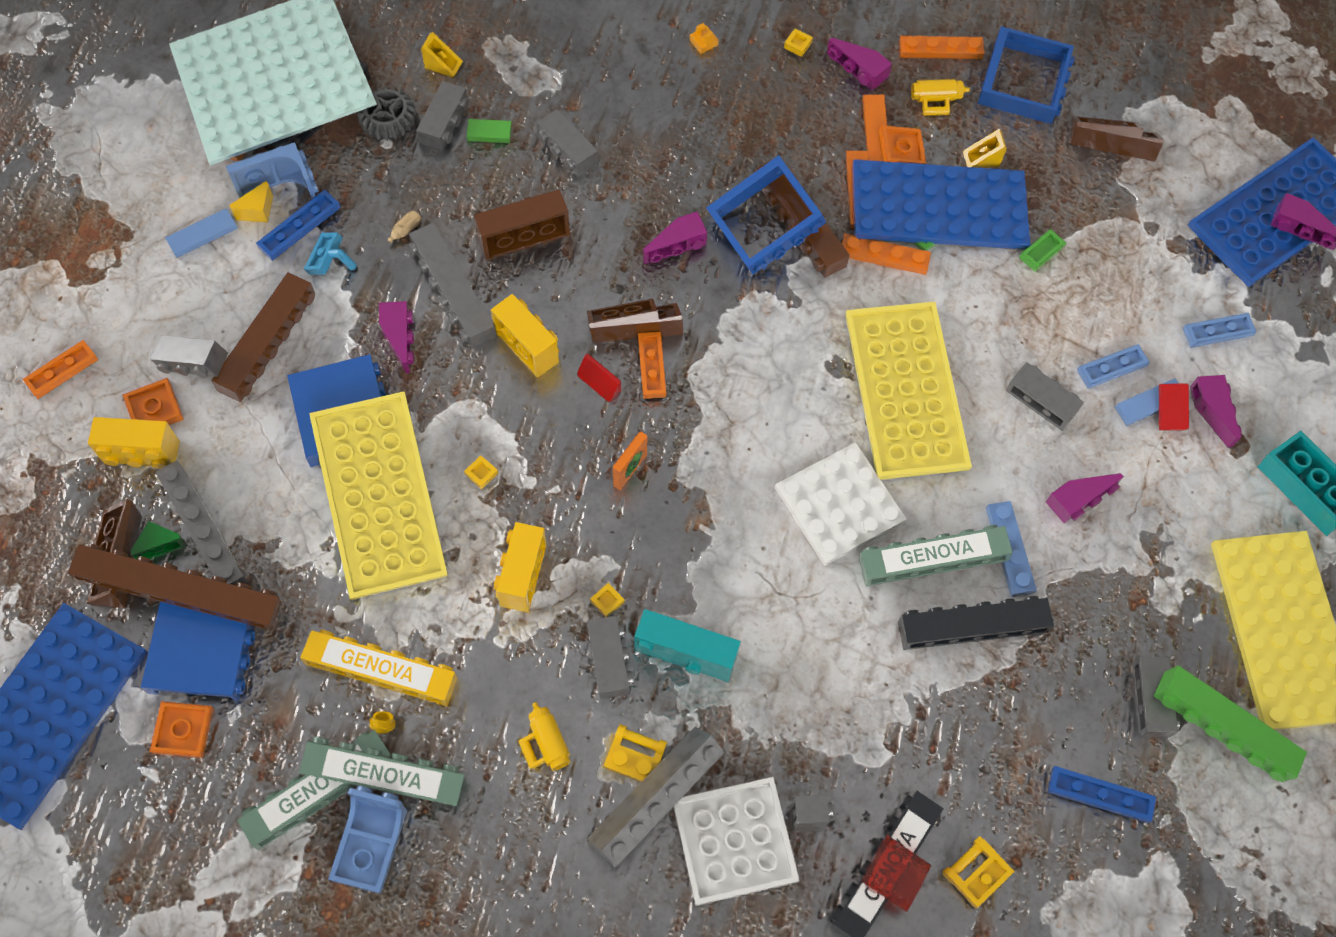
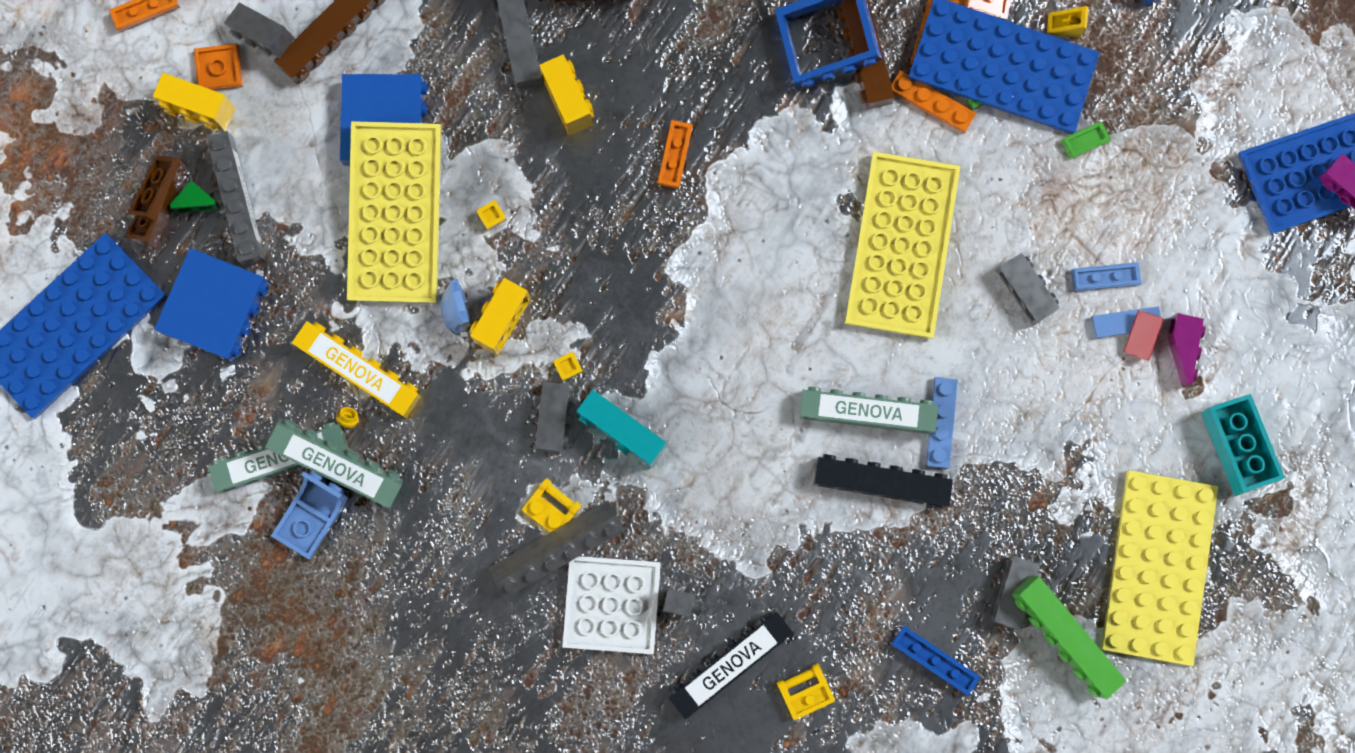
camera: 20 degrees right, 15 degrees up
(175, 587) = (199, 252): reddish brown brick -> none
(181, 729) = (181, 373): orange tile -> none
(395, 327) = (452, 49): magenta slope -> none
(470, 573) = (454, 308): none -> medium blue slope
(548, 738) = (482, 473): yellow piece -> none
(599, 378) = (623, 154): red slope -> none
(629, 319) = (672, 103): reddish brown slope -> none
(630, 460) = (624, 244): orange tile -> none
(680, 236) = (742, 30): magenta slope -> none
(840, 503) = (803, 336): white plate -> none
(896, 873) = (733, 674): clear red slope -> none
(1076, 495) = (1020, 392): magenta slope -> none
(1115, 137) = (1206, 39): reddish brown slope -> none
(1219, 330) = (1223, 269): medium blue tile -> none

